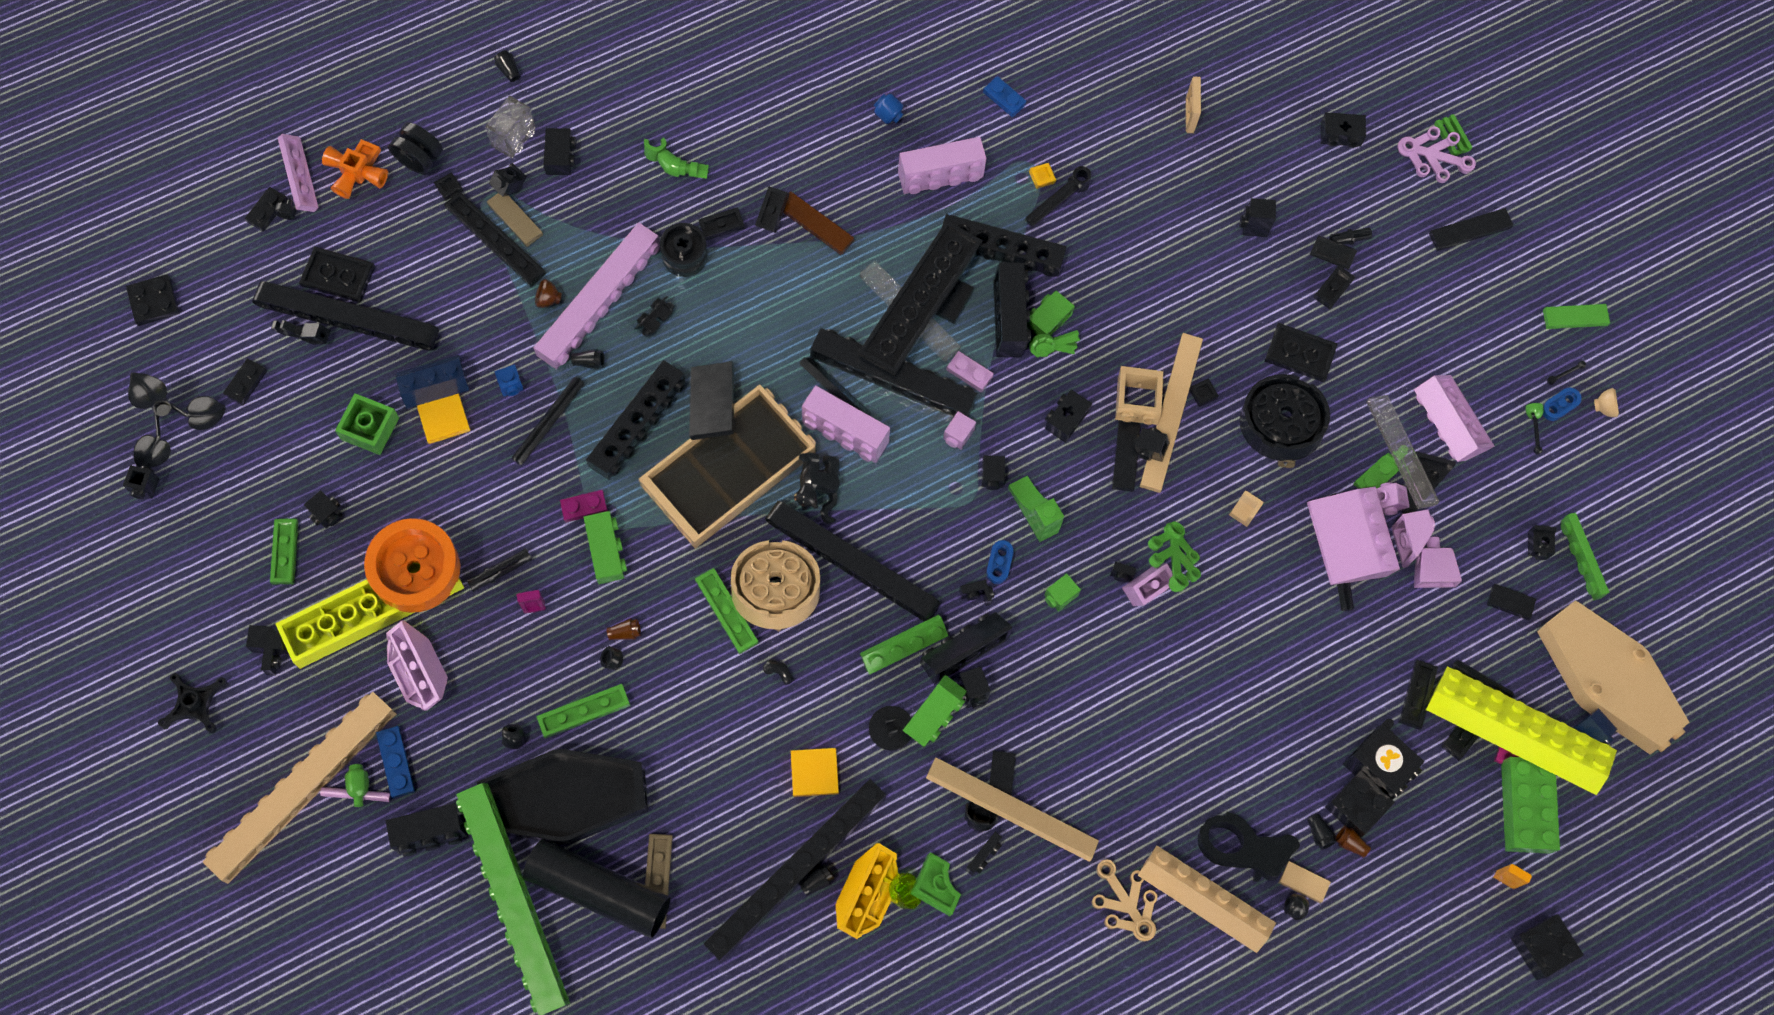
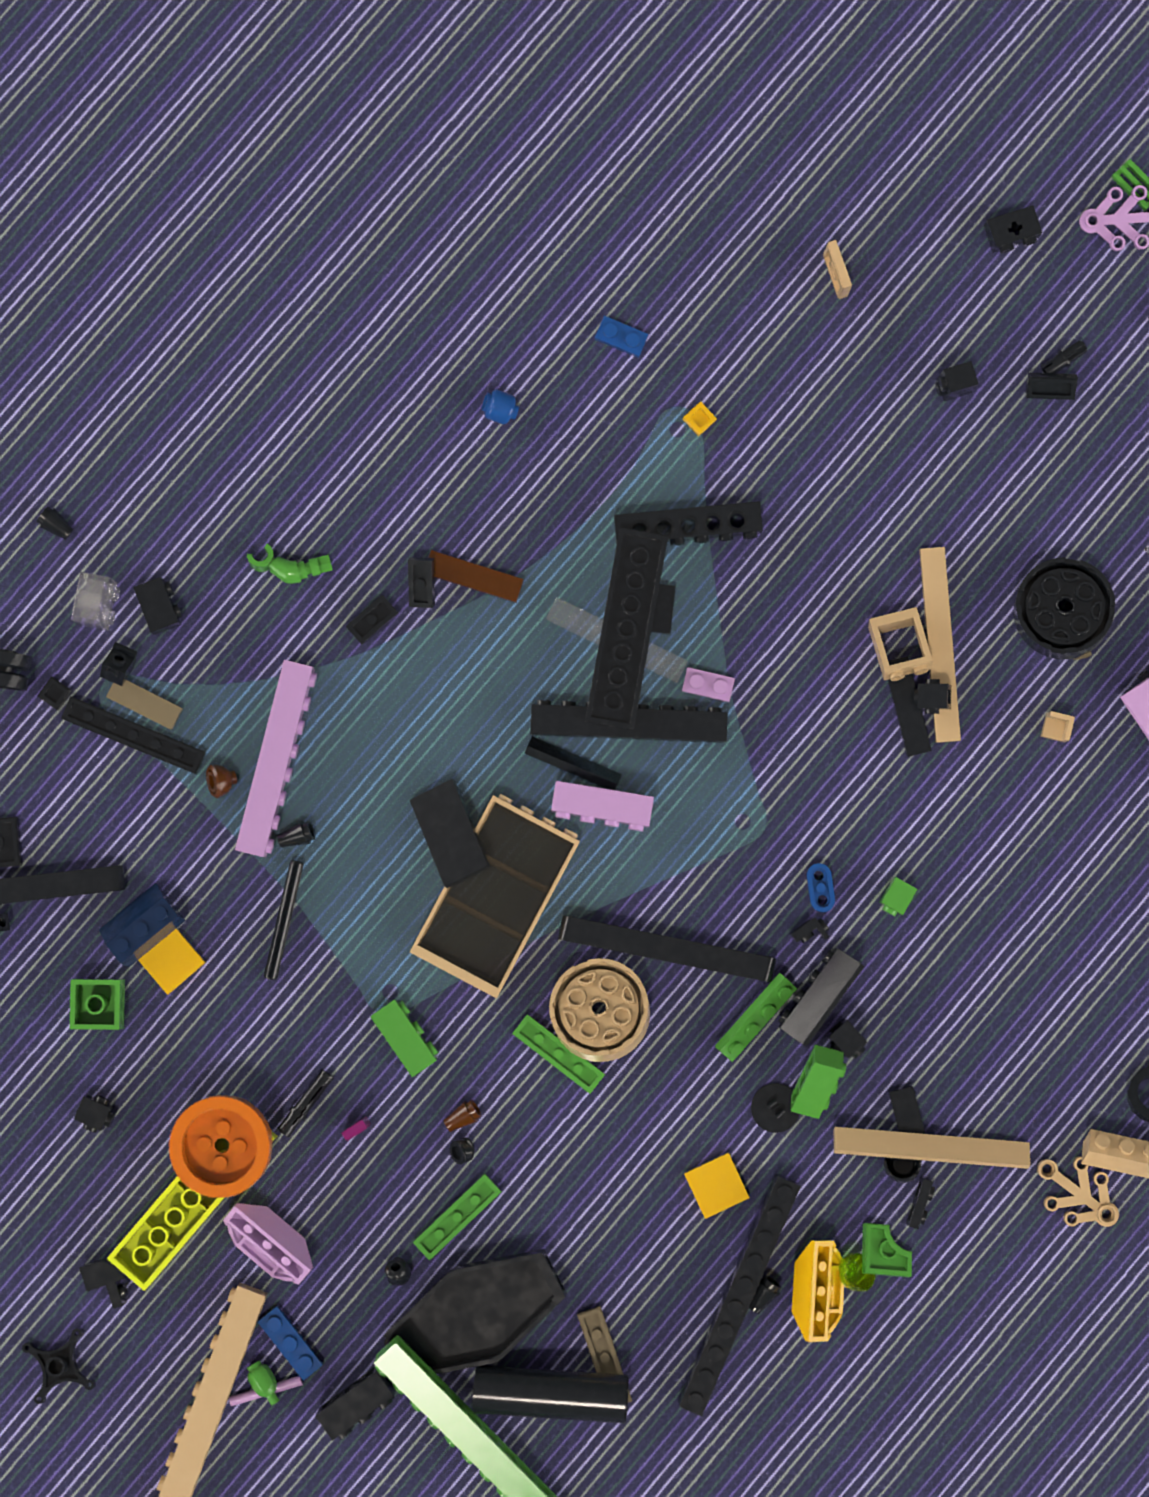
camera: 15 degrees left, 15 degrees up
(284, 551) = (73, 1171): bright green tile -> none
(509, 380) = (222, 892): blue bracket -> none
(583, 505) = (362, 998): magenta plate -> none
(648, 321) = (345, 748): black hinge -> none
(663, 375) = (385, 821): black brick -> none
(683, 249) = (338, 657): black wheel -> none
(780, 668) = (637, 1091): black arm -> none
(818, 480) = (595, 878): black animal -> none
(941, 165) = (587, 457): lavender brick -> none
(959, 430) = (723, 760): lavender brick -> none
(993, 472) = (776, 792): black brick -> none
(1010, 309) = (727, 601): black brick -> none
(1042, 514) = (837, 815): bright green arch -> none
(1044, 344) = (778, 623): bright green piece -> none
(1050, 314) = (770, 586): bright green brick -> none
(1061, 195) = (727, 440): black axle -> none
(1063, 426) = (841, 685): black brick -> none
(1122, 572) = (953, 850): black plate -> none
(1148, 585) = (986, 853): lavender brick -> none
(1175, 533) = (992, 785): bright green plant -> none
(1203, 392) = (966, 608): black tile -> none
(1301, 352) = (1055, 519): black tile -> none
(1334, 287) = (1066, 428): black plate -> none

